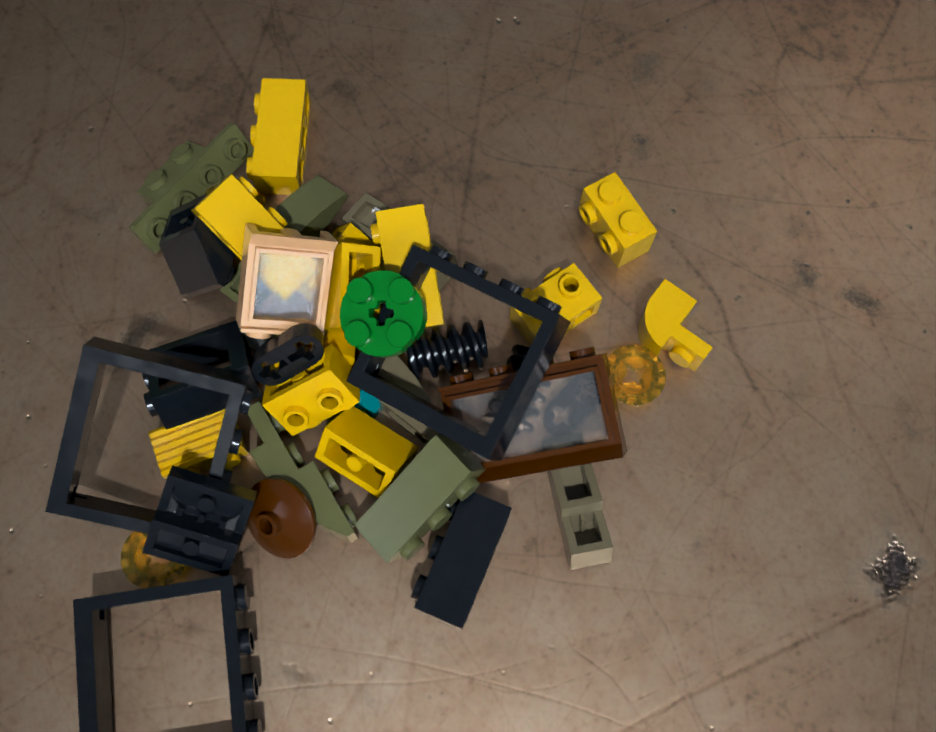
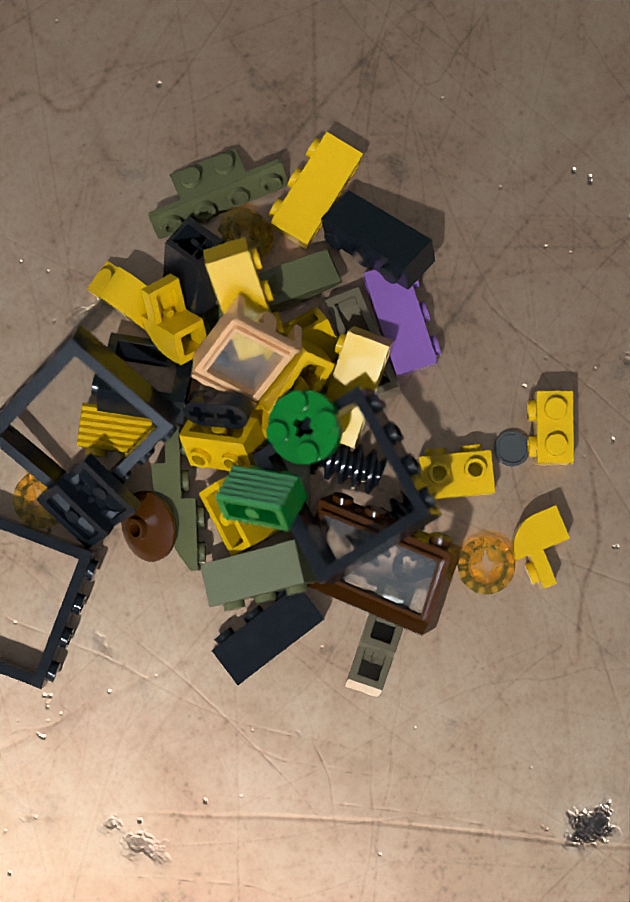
camera: 30 degrees right, 15 degrees up
(151, 309) = (120, 291): none -> yellow brick
(196, 307) = (168, 321): none -> yellow brick
(360, 137) = (378, 240): none -> black brick
(376, 405) = (261, 497): none -> green brick
(402, 182) = (402, 320): none -> medium lavender brick
(591, 261) = (511, 448): none -> dark grey piece

